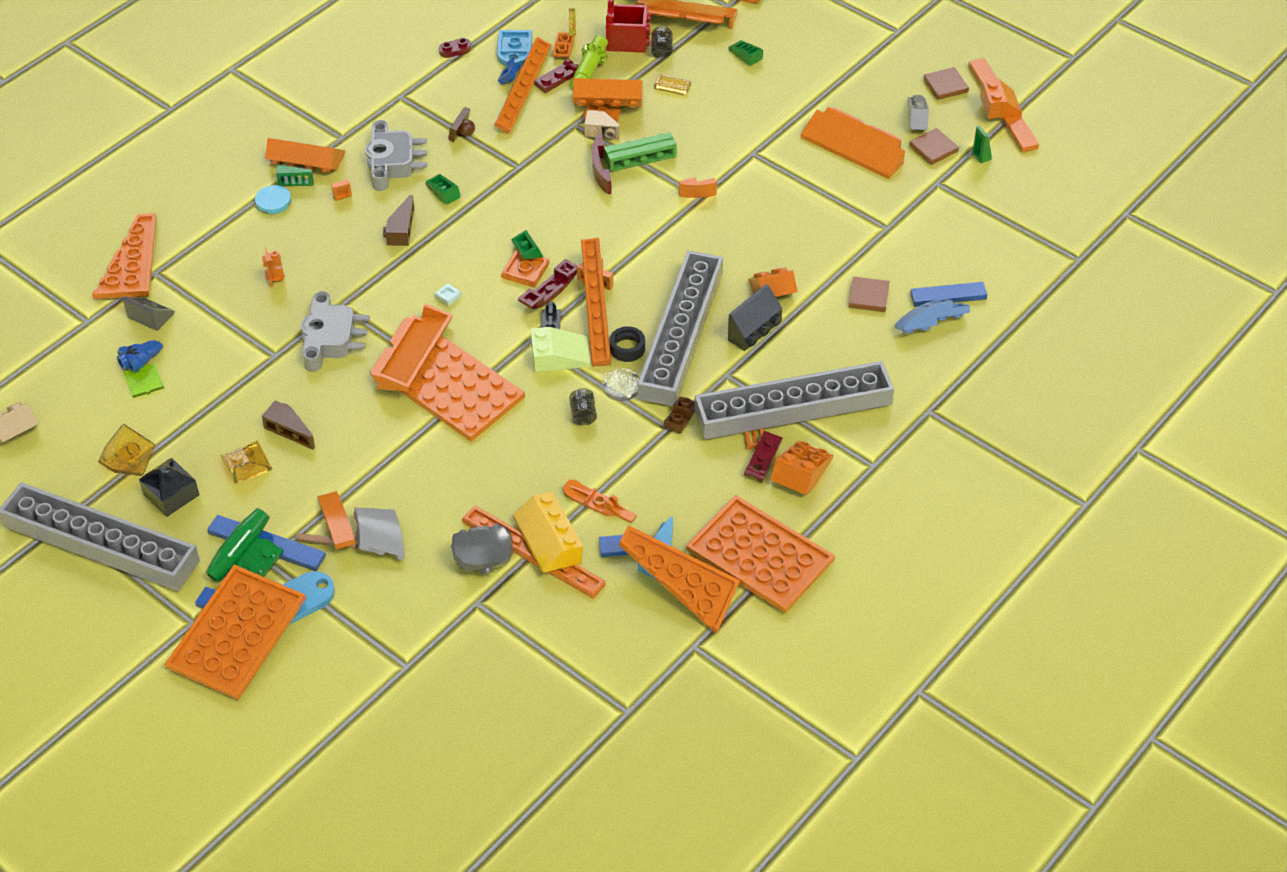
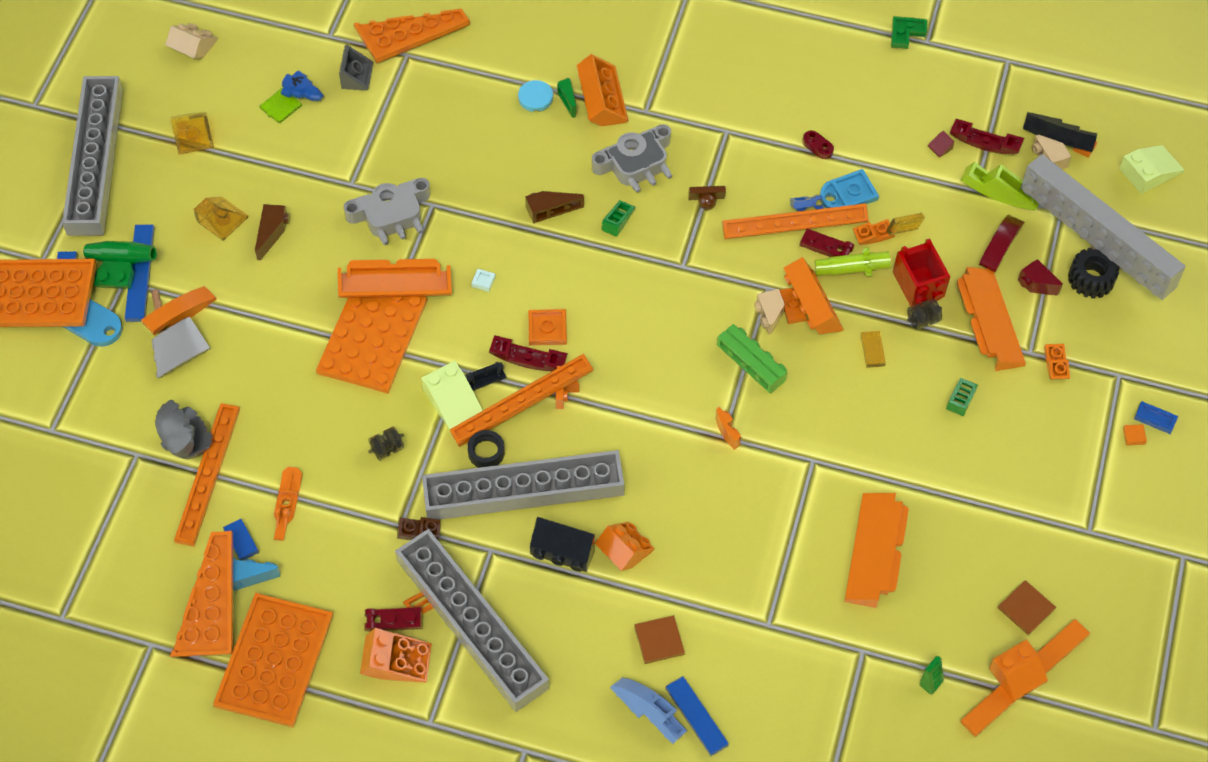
camera: 65 degrees right, 10 degrees up
(169, 487) = (165, 177): black piece -> none
(274, 266) = (438, 132): orange hinge -> none
(341, 189) = (569, 140): orange tile -> none
(526, 246) = (572, 316): green slope -> none
(548, 533) = (223, 476): yellow slope -> none
(602, 176) = (714, 327): slope -> none
(621, 384) = (435, 461): clear tile -> none
(918, 112) = (958, 593): light grey slope -> none
(934, 146) = (916, 628): tile -> none

